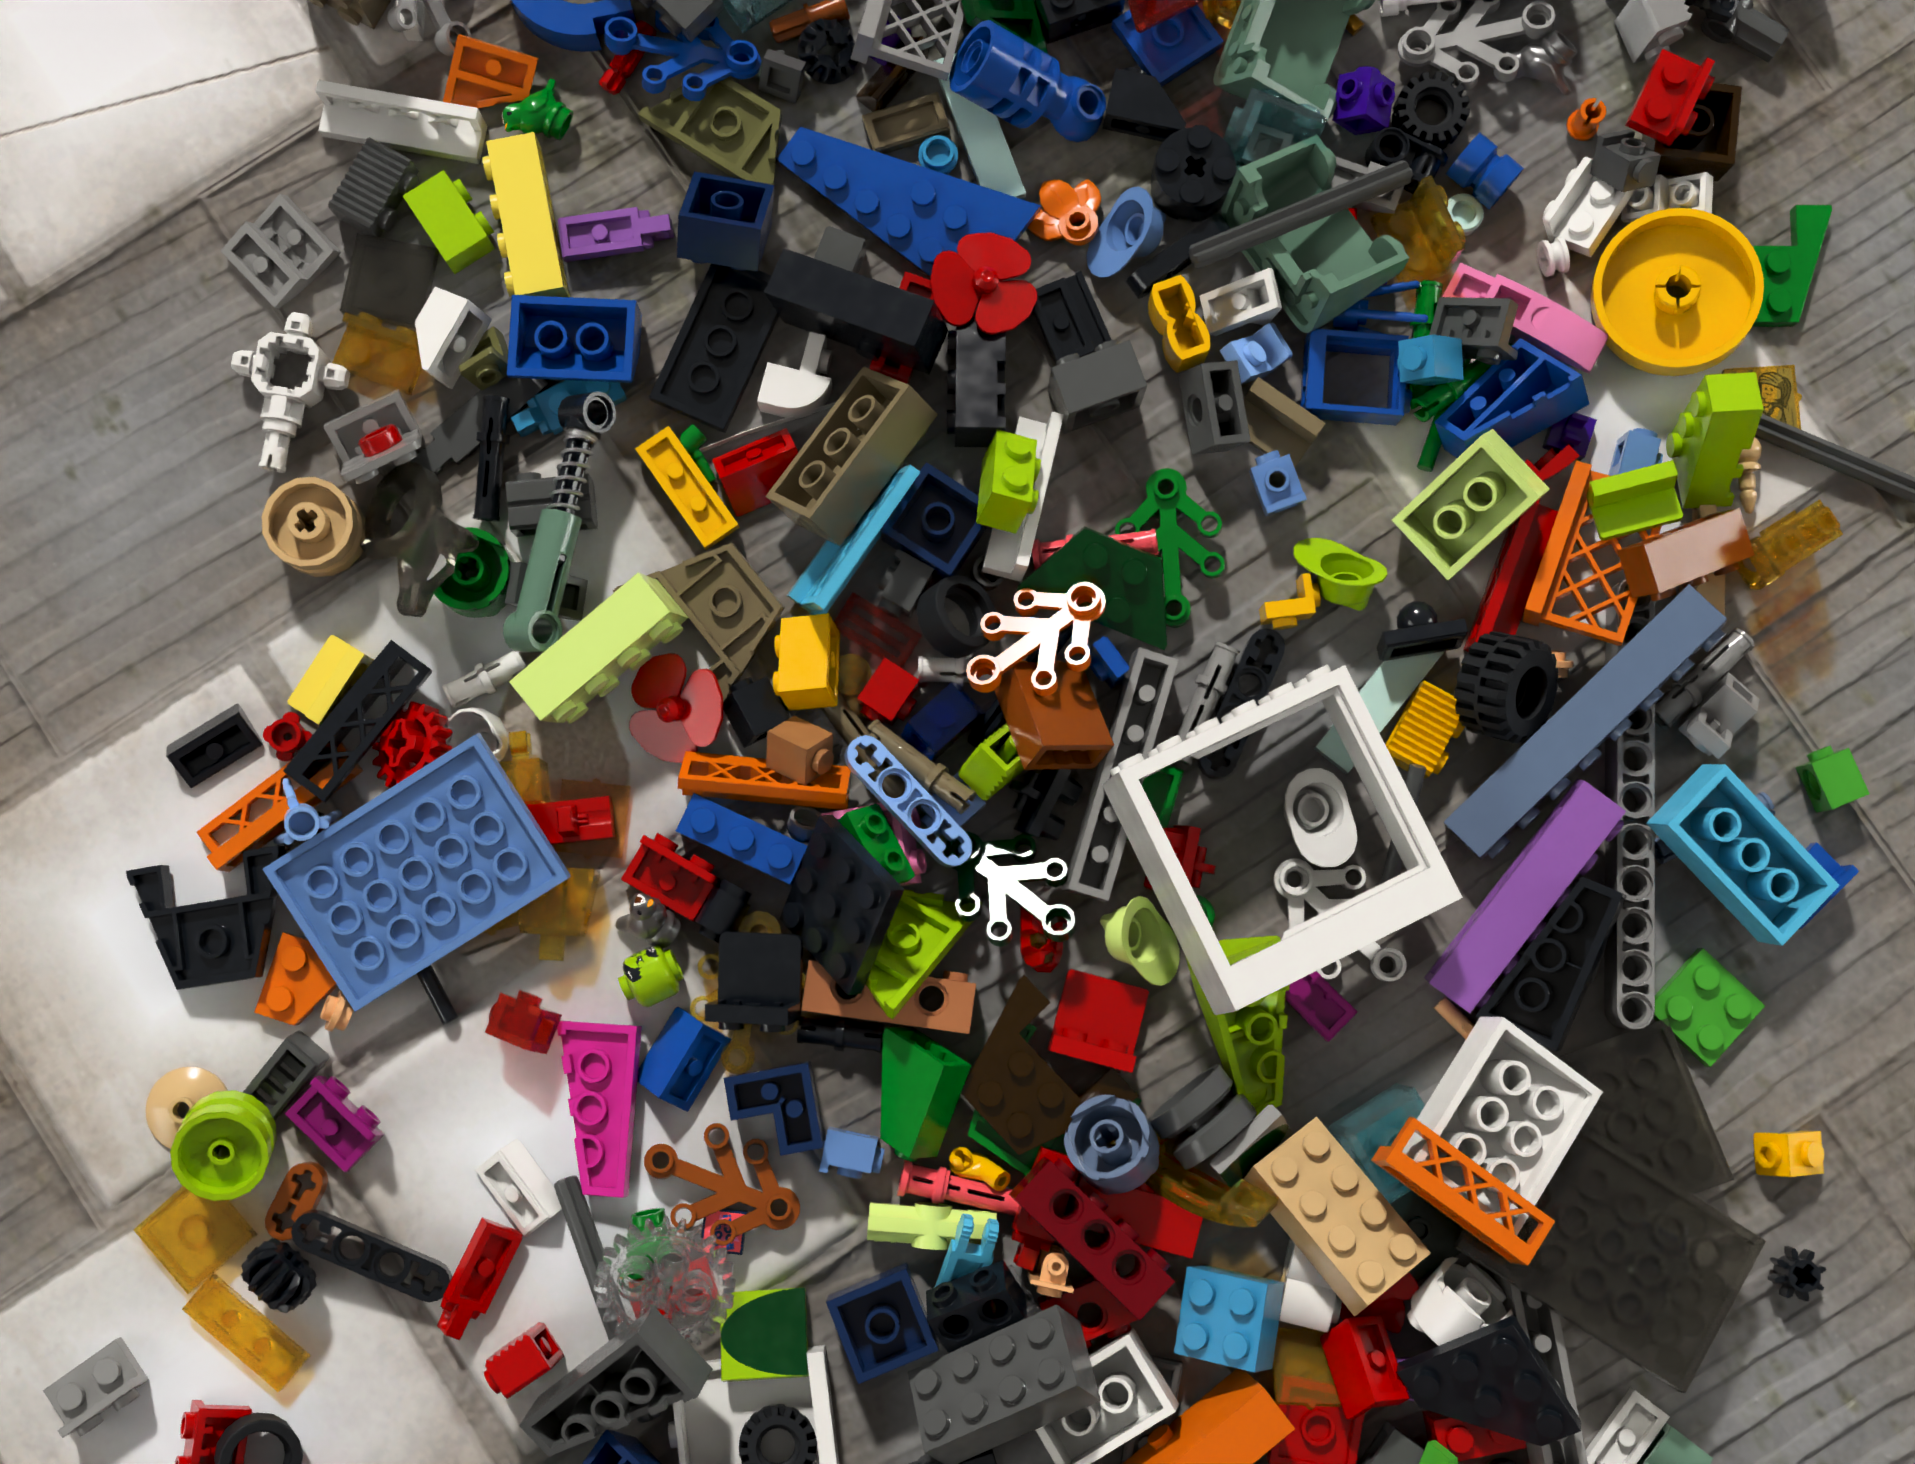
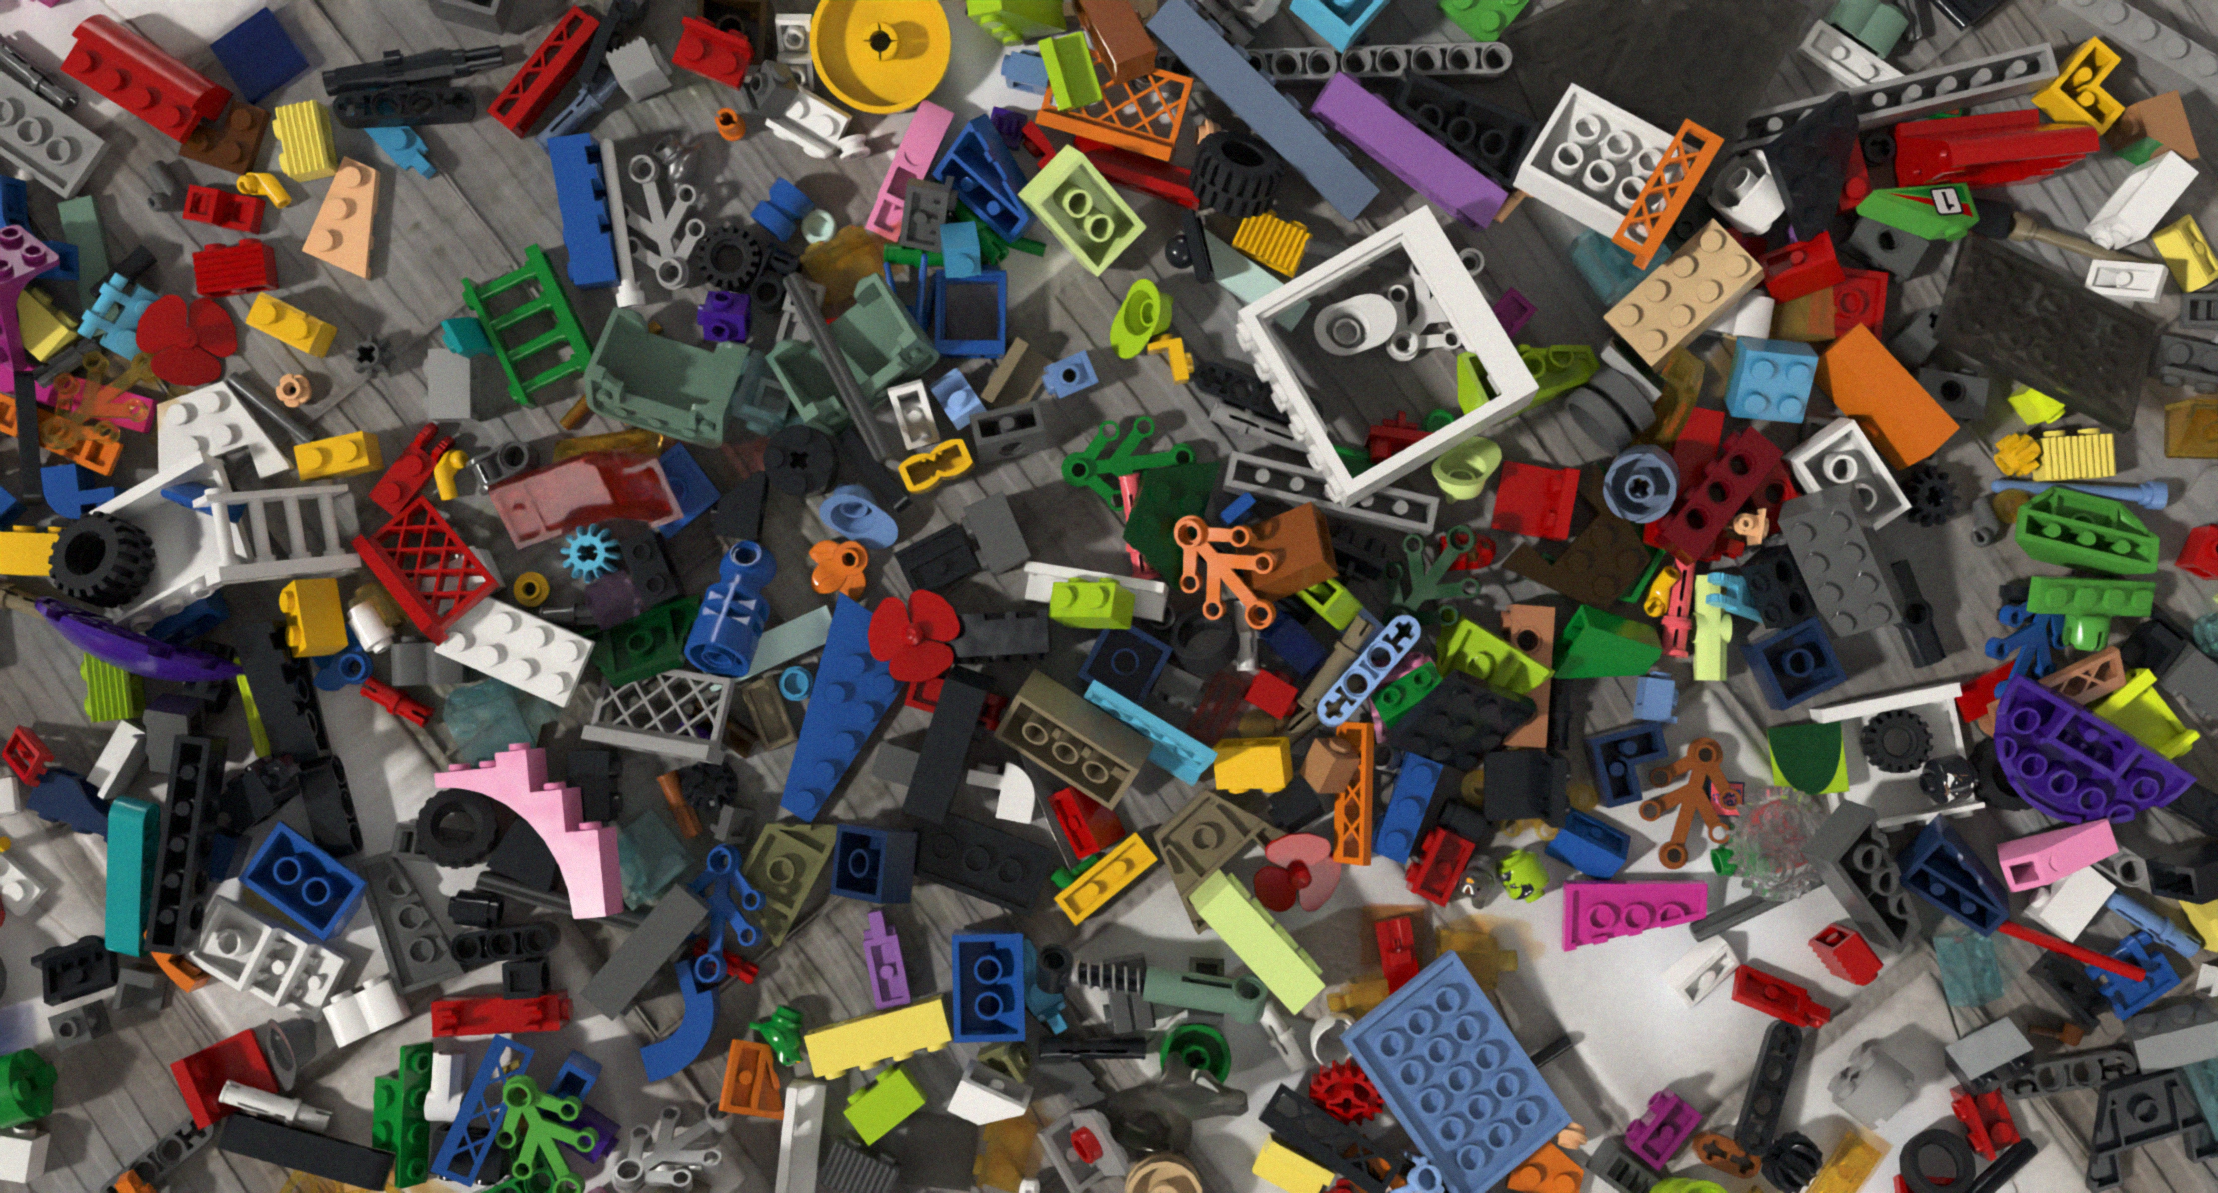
camera: 85 degrees left, 5 degrees up
(361, 1380) = (1871, 1086): none -> light grey brick
(523, 1022) = (1570, 979): clear red brick -> none

